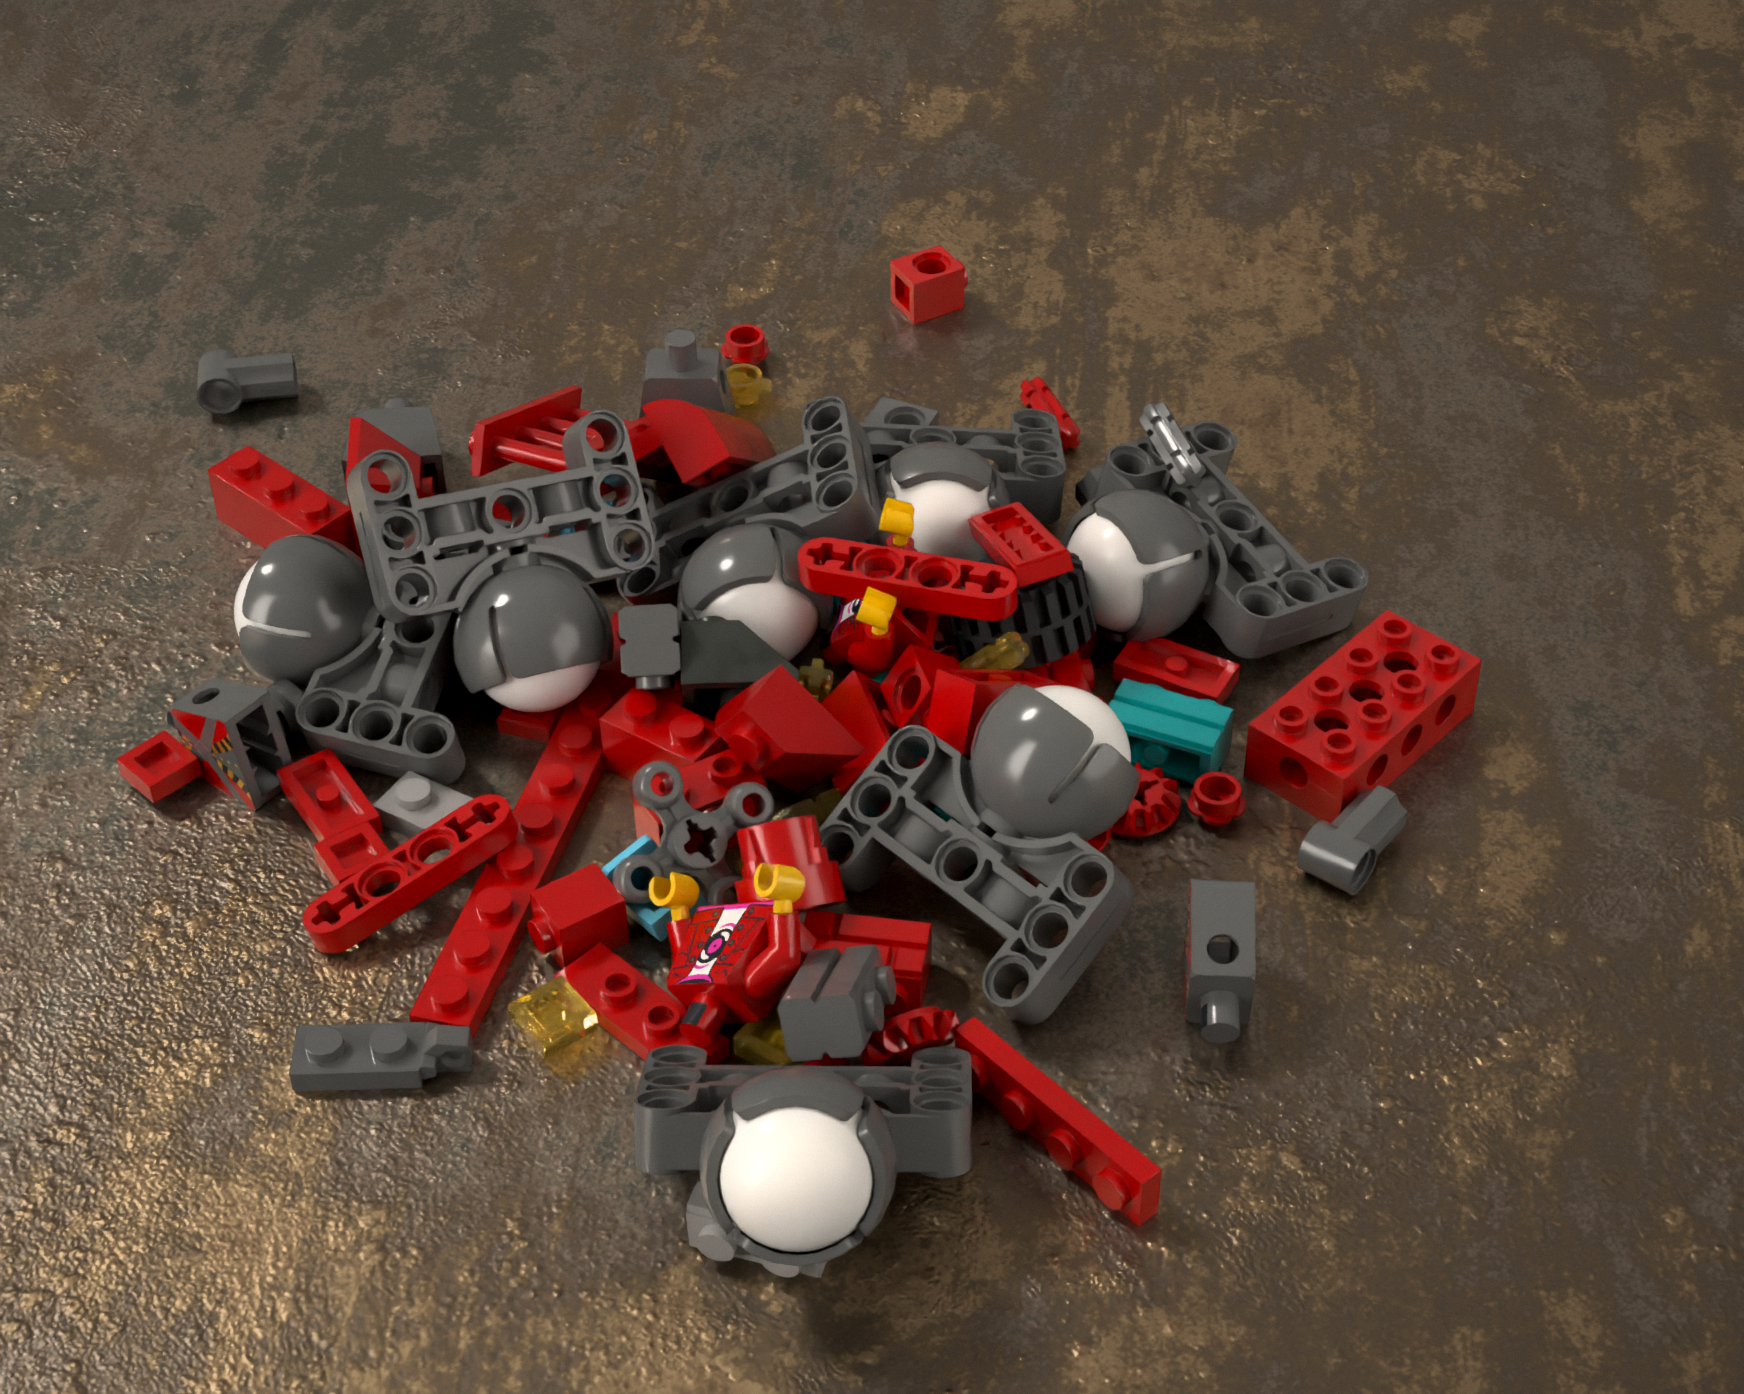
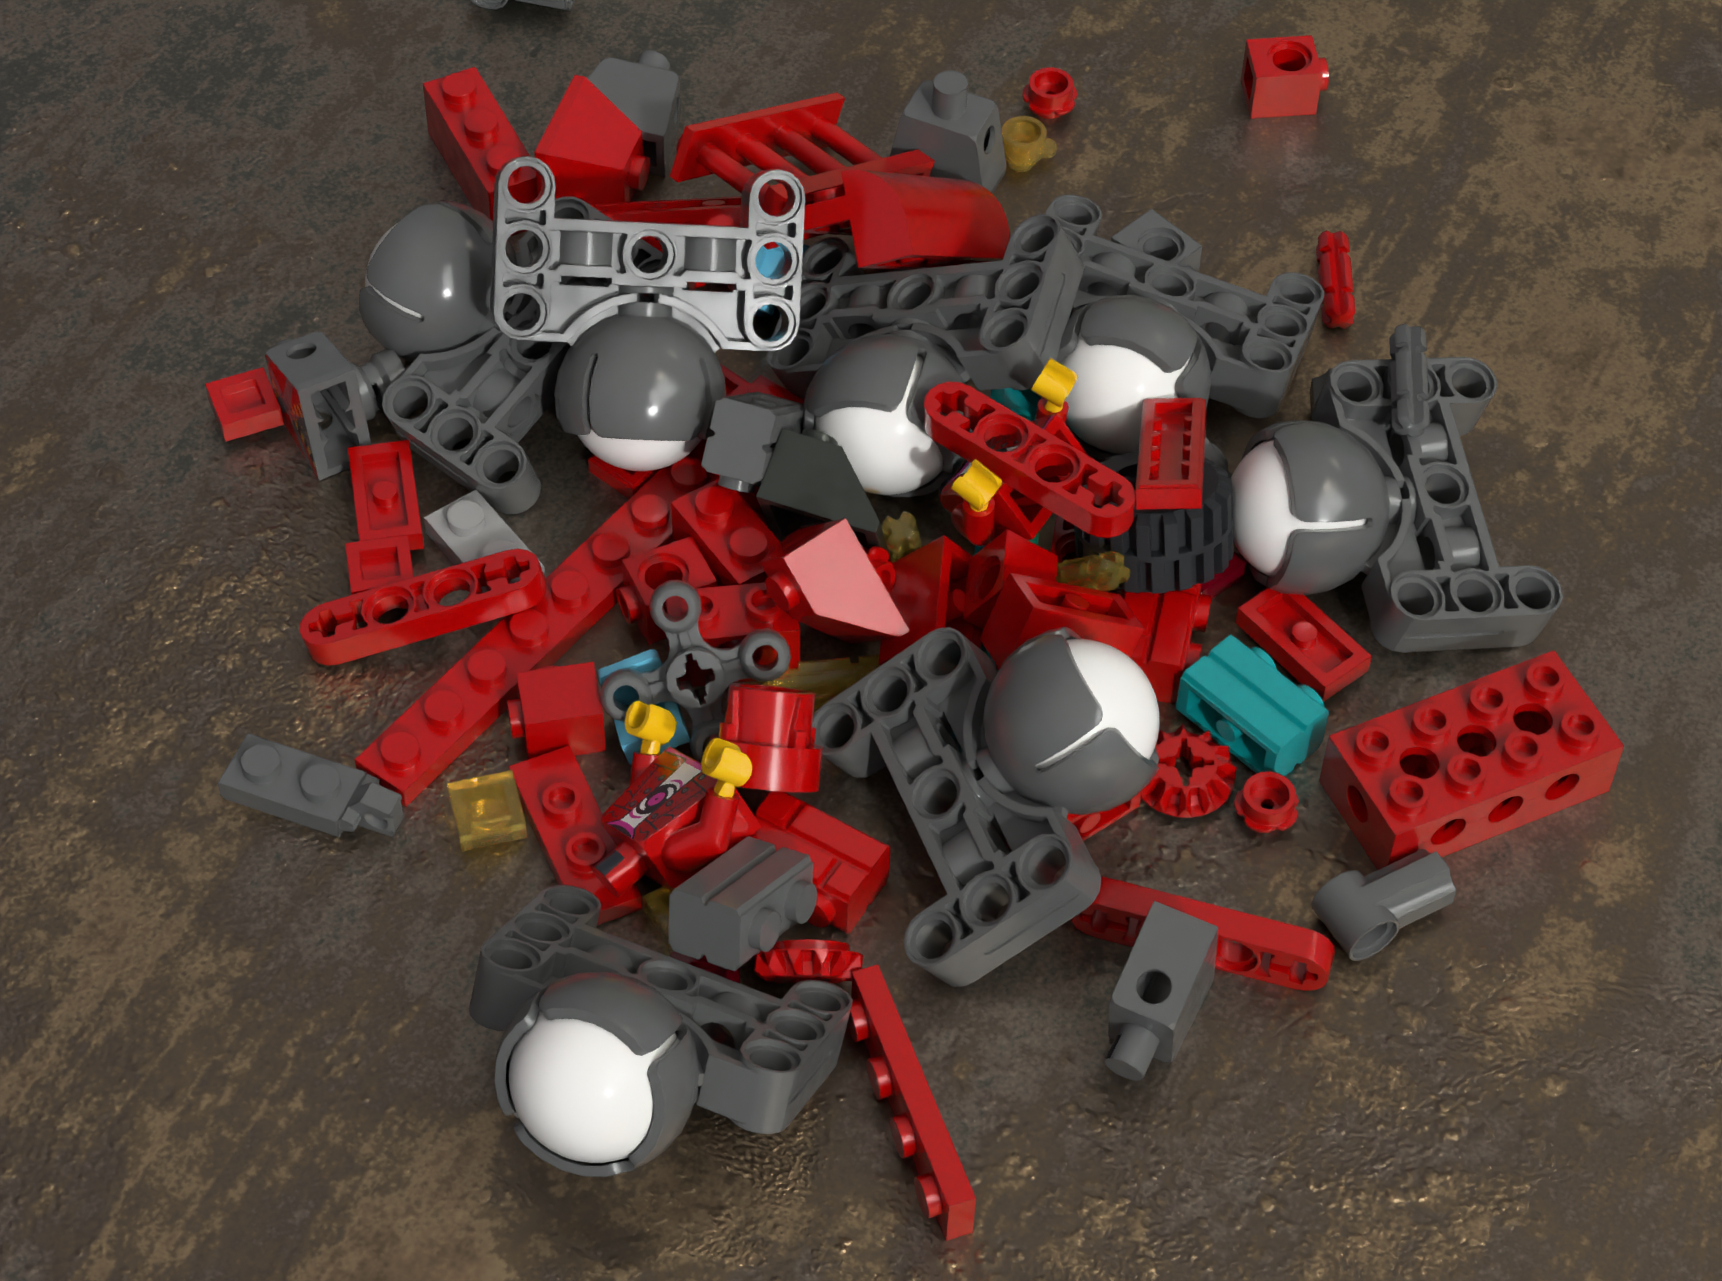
camera: 20 degrees right, 10 degrees up
(607, 794) = (648, 570): none -> red brick
(1294, 891) = (1263, 949): none -> red beam

